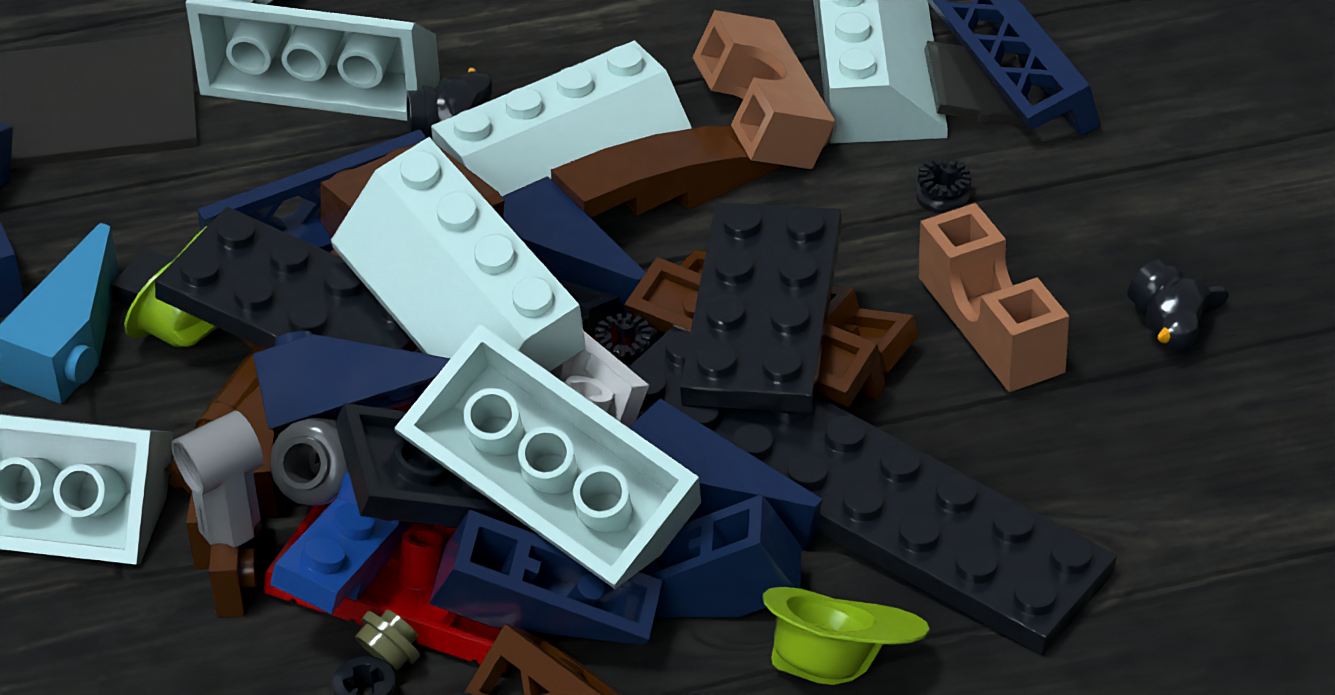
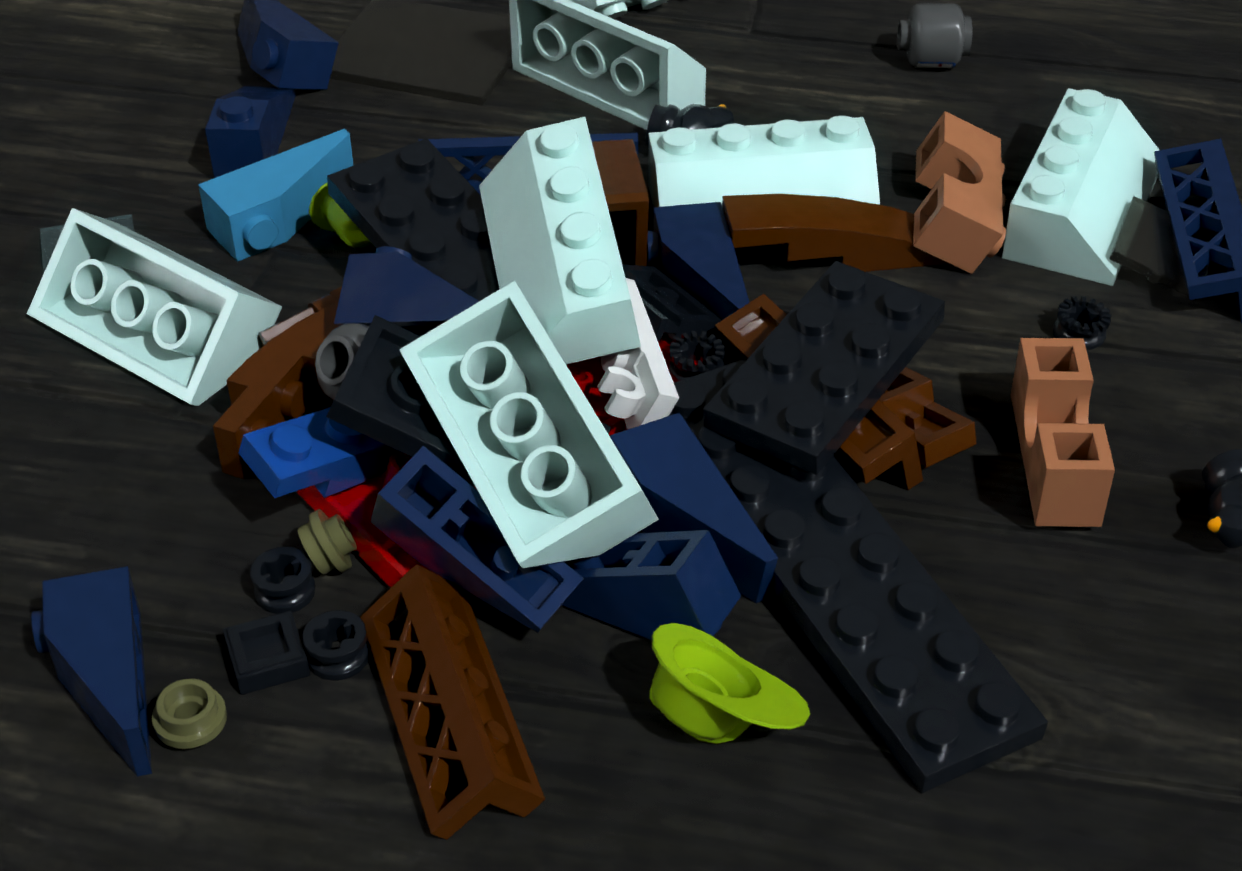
camera: 25 degrees right, 0 degrees up
(219, 470) = (248, 336): light grey piece -> none

